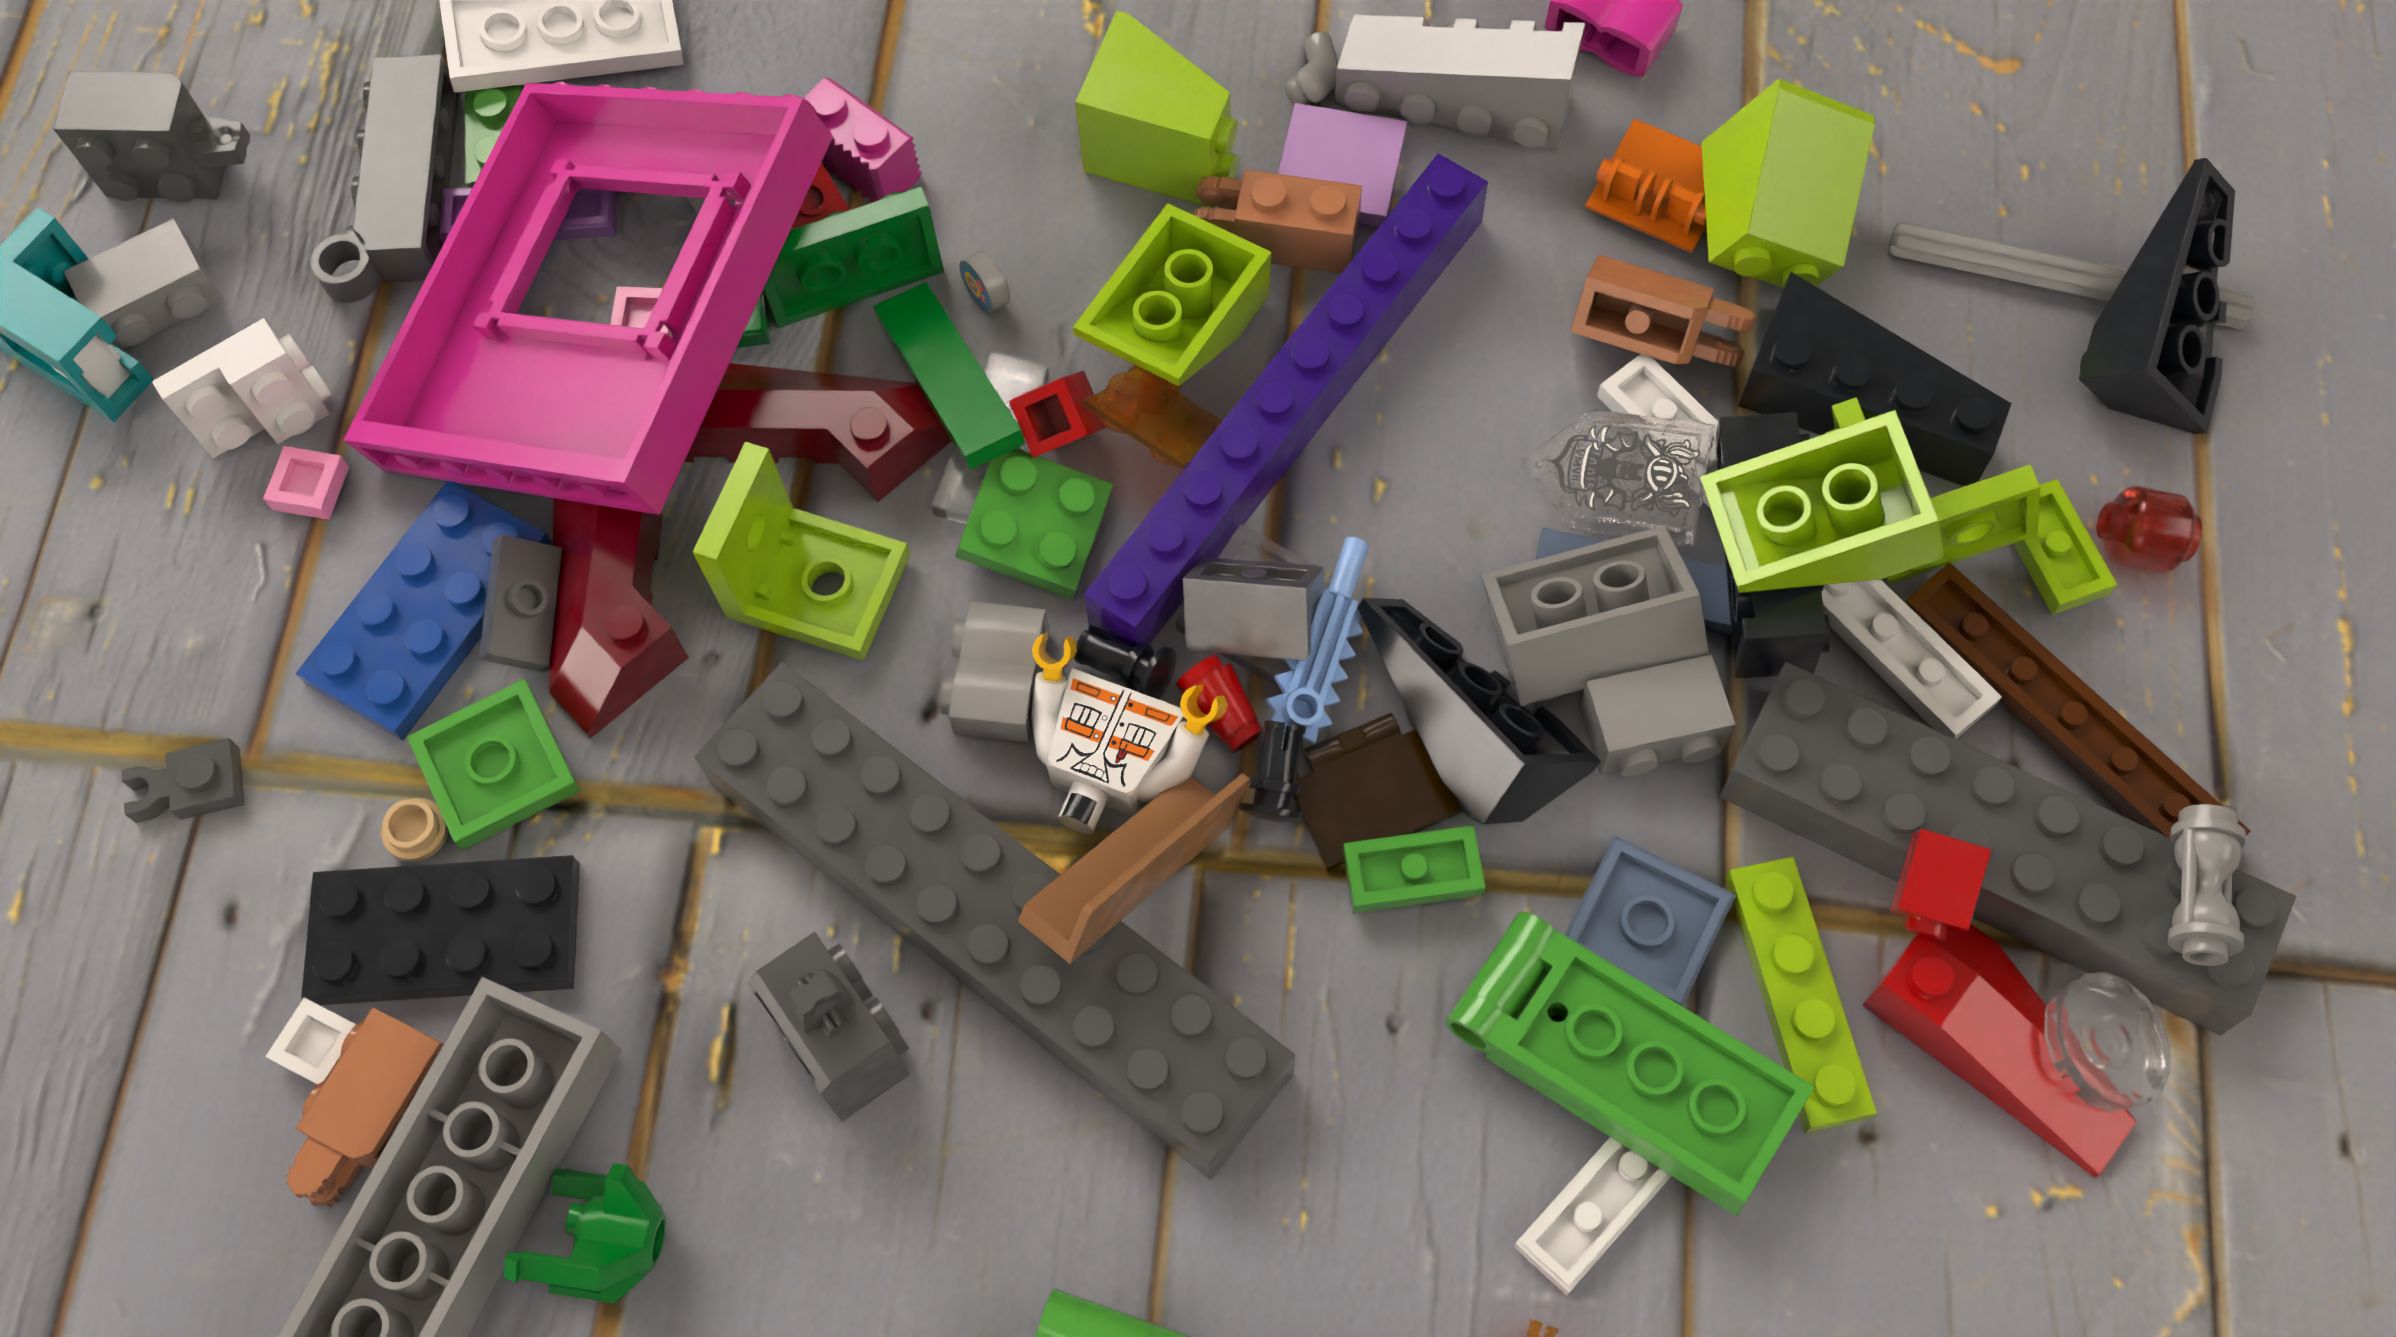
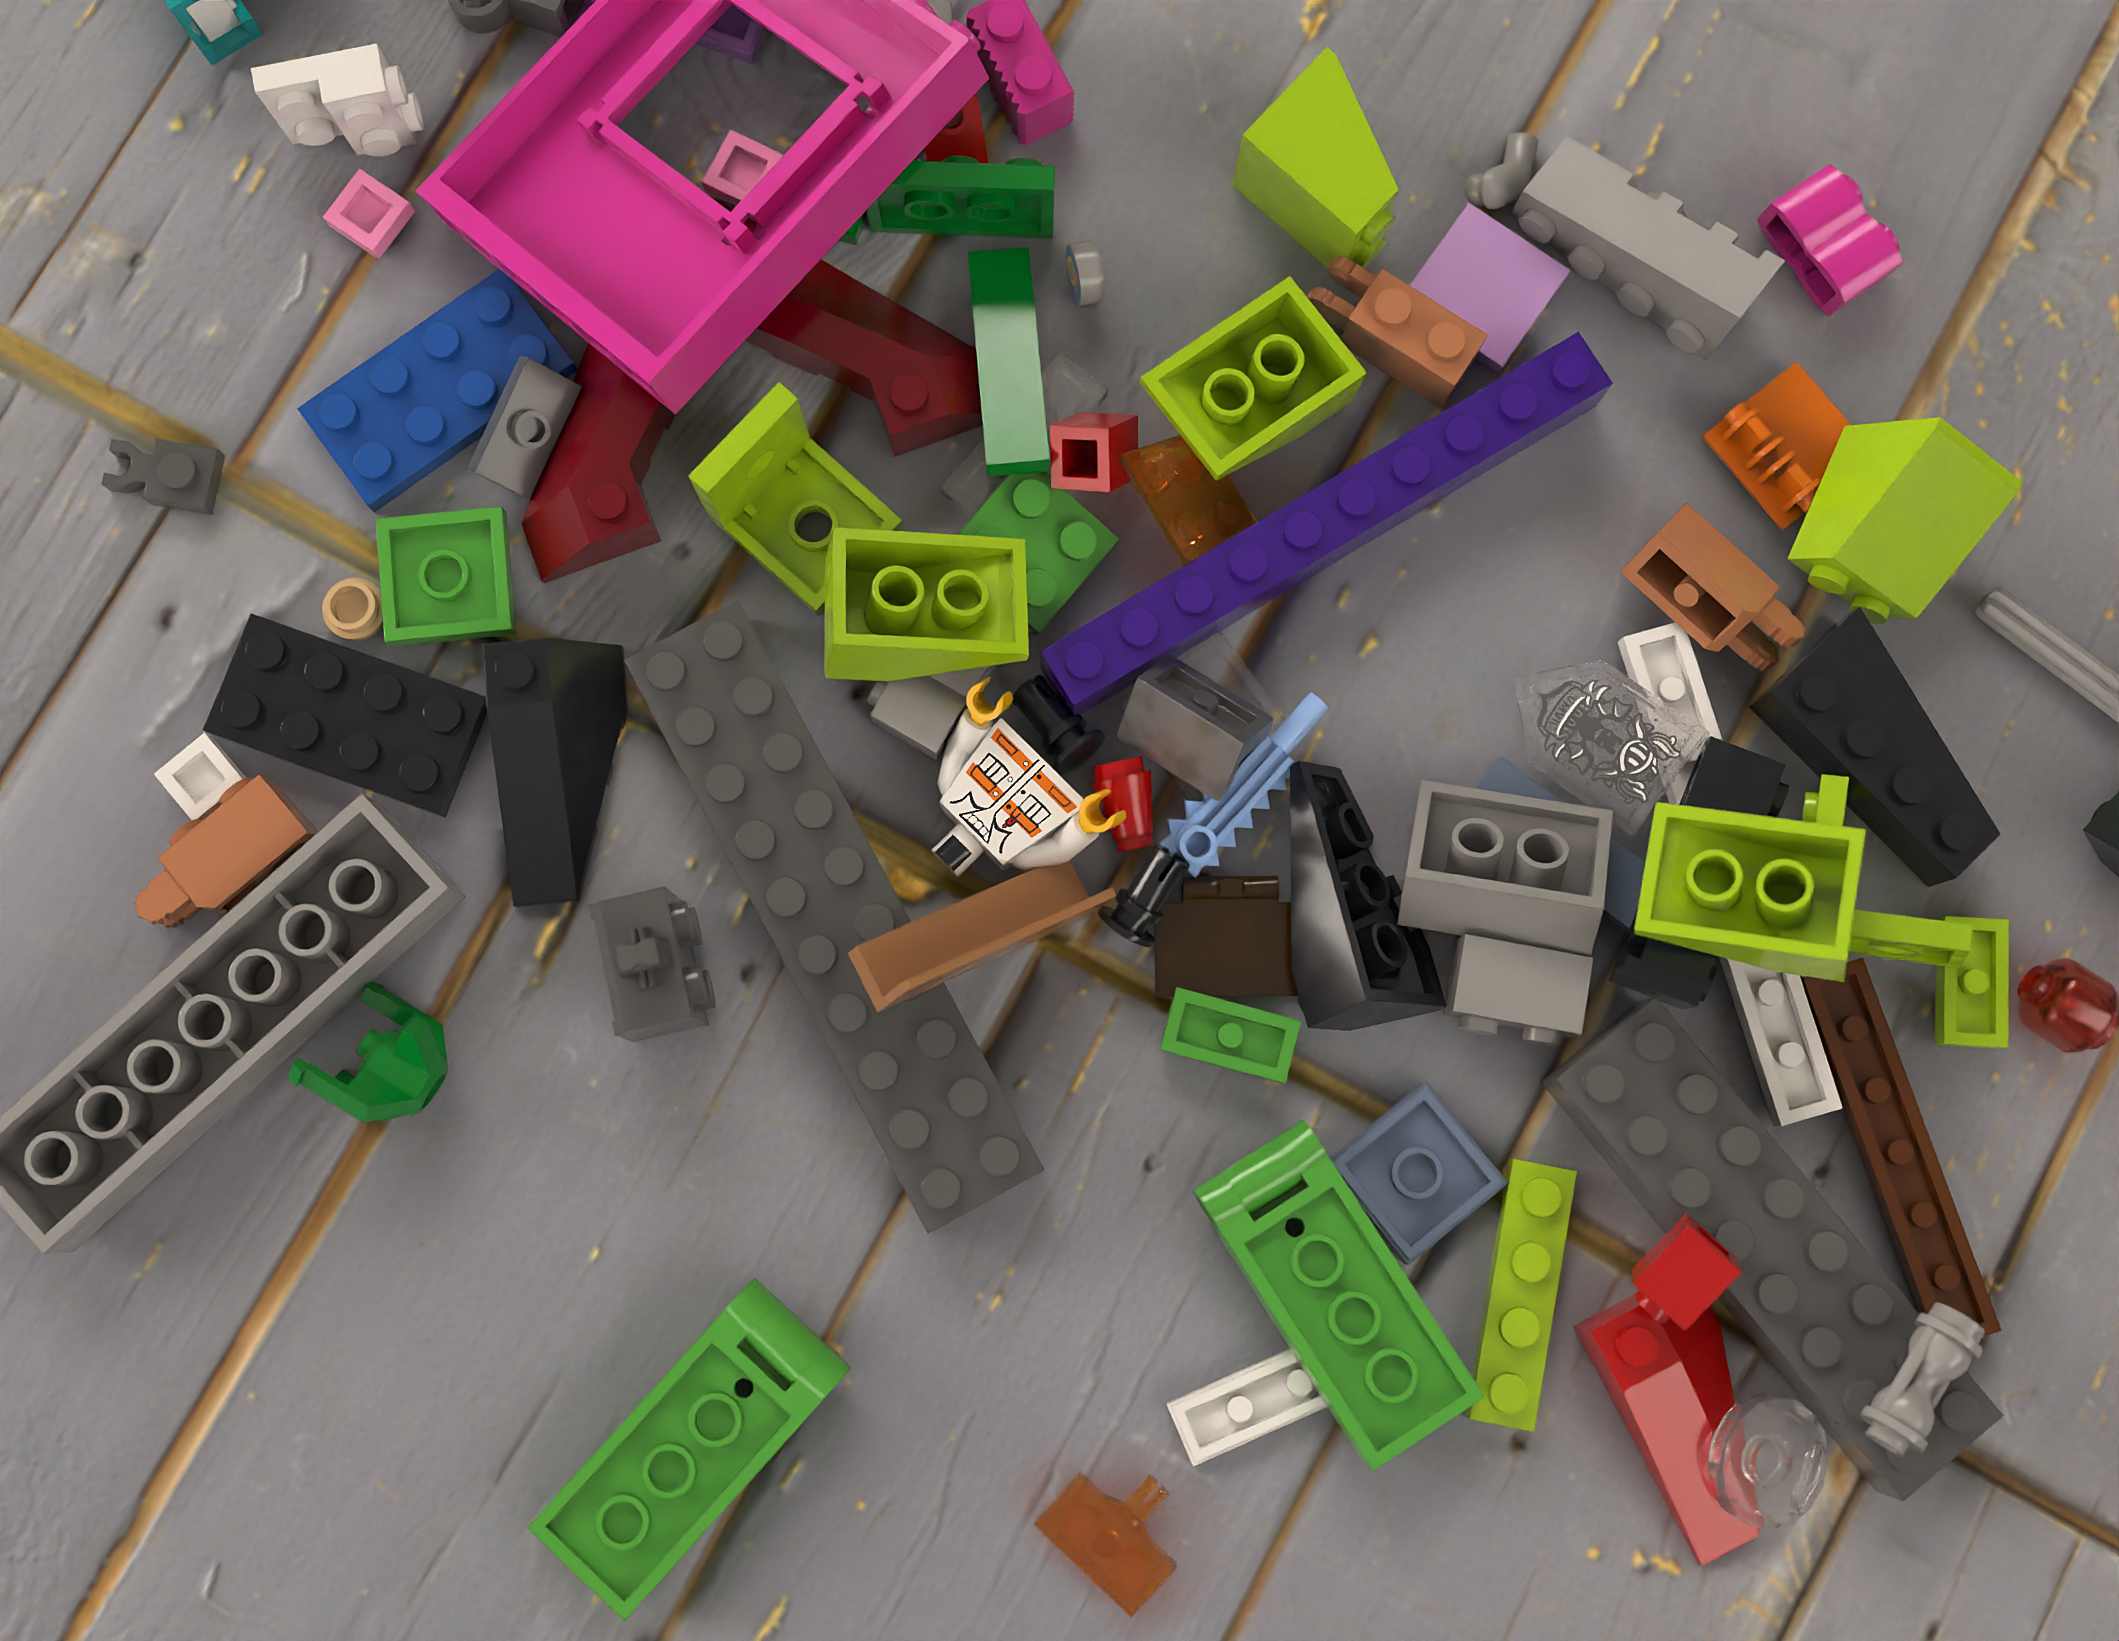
camera: 15 degrees right, 15 degrees up
(656, 869) = (553, 742): none -> black wedge
(954, 594) = (922, 603): none -> lime slope

